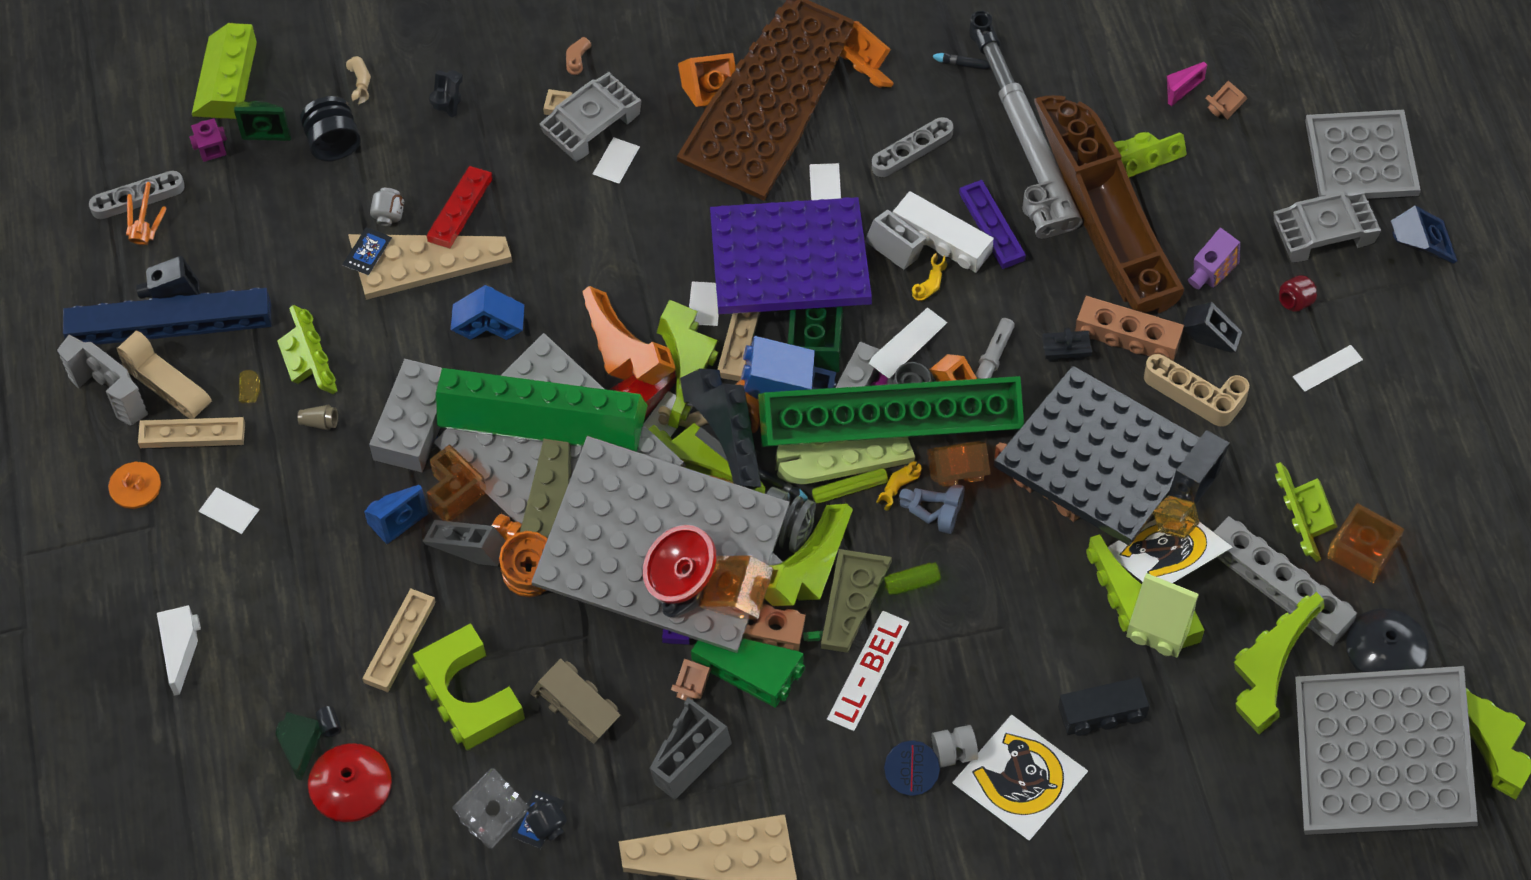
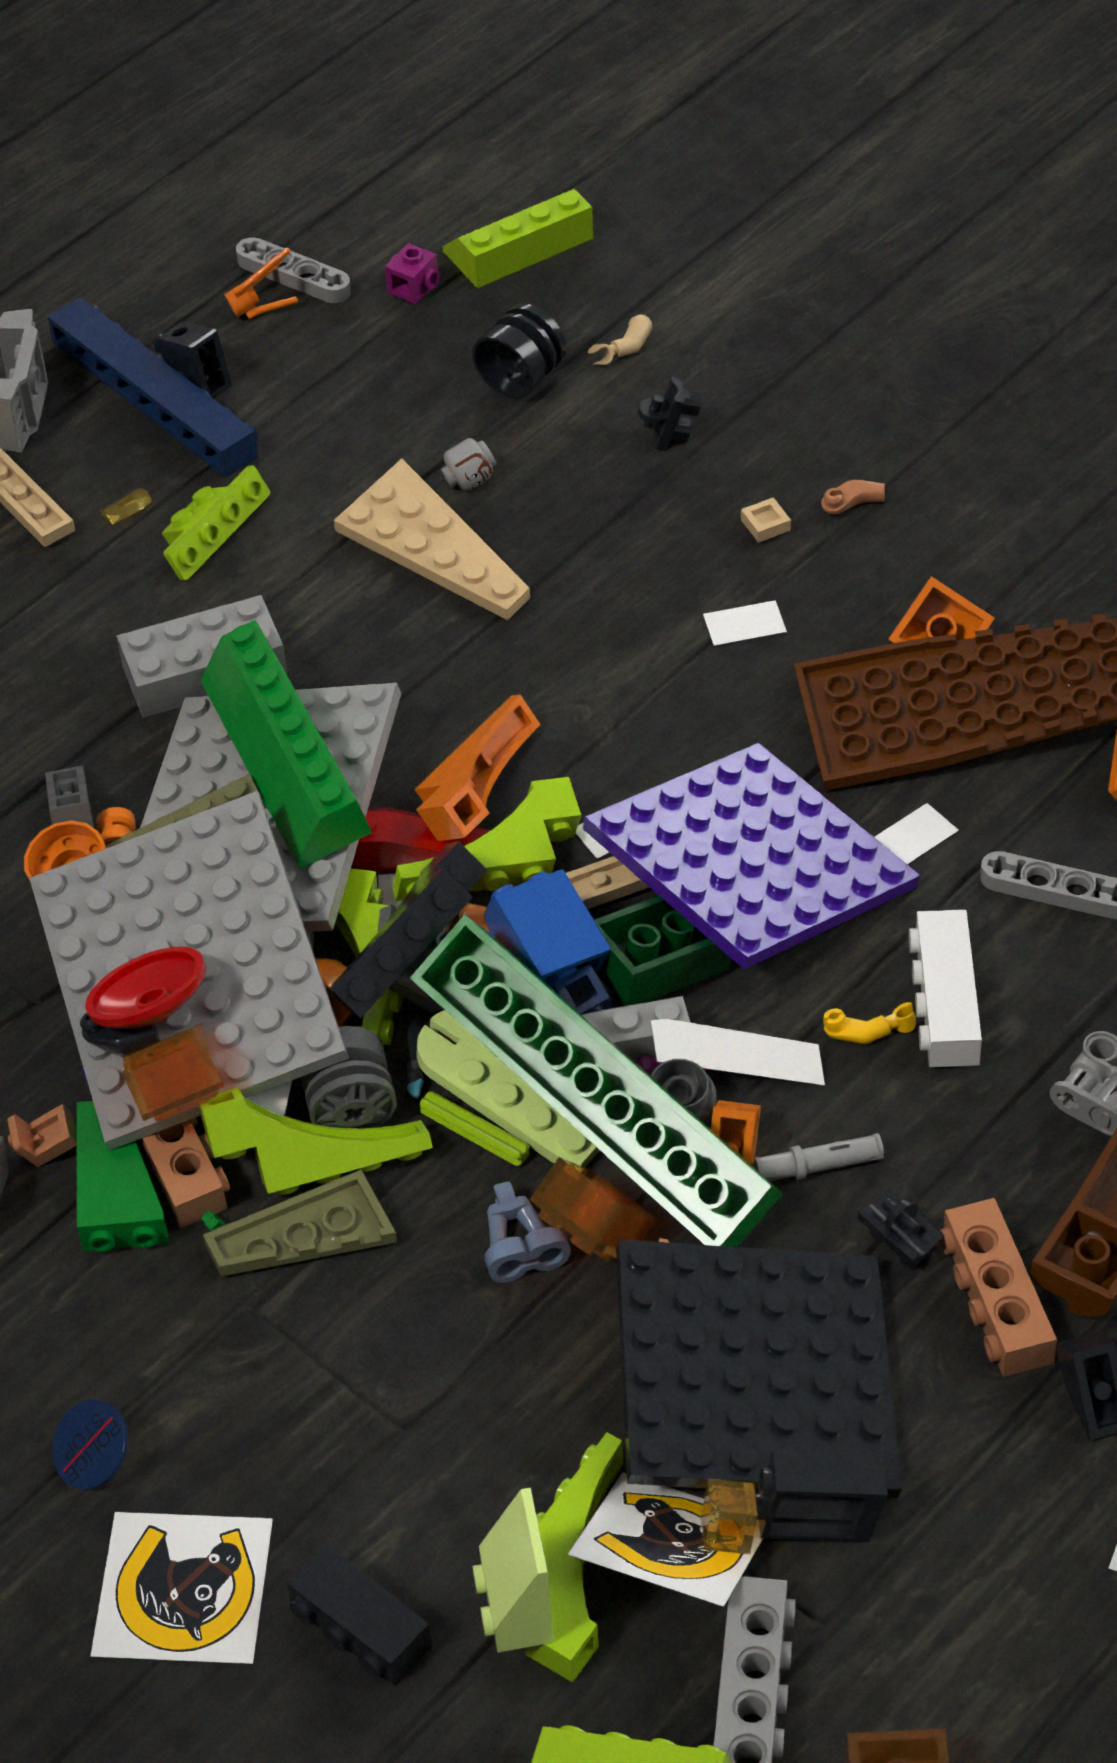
camera: 55 degrees right, 10 degrees down
(161, 377) = (68, 423): tan beam -> none
(262, 121) = (475, 291): dark green slope -> none
(319, 417) = (133, 585): dark tan cone -> none
(367, 251) = (389, 484): black sticker -> none
(396, 512) = (49, 721): blue slope -> none
(458, 485) = (131, 751): clear orange brick -> none
(459, 207) = (531, 524): red plate -> none
(487, 311) = (399, 633): blue brick -> none
(589, 113) = (774, 548): light grey plate -> none
(868, 670) = (215, 1317): white sticker -> none
(895, 239) = (884, 945): light grey brick -> none
(897, 480) = (525, 1173): yellow arm -> none
(912, 578) = (386, 1277): clear neon green piece -> none
(955, 746) = (159, 1473): light grey wheel -> none
(991, 222) = (1019, 1037): dark purple plate -> none
(1163, 374) = (971, 1417): tan beam -> none
(1310, 509) = (896, 1681): lime bracket -> none

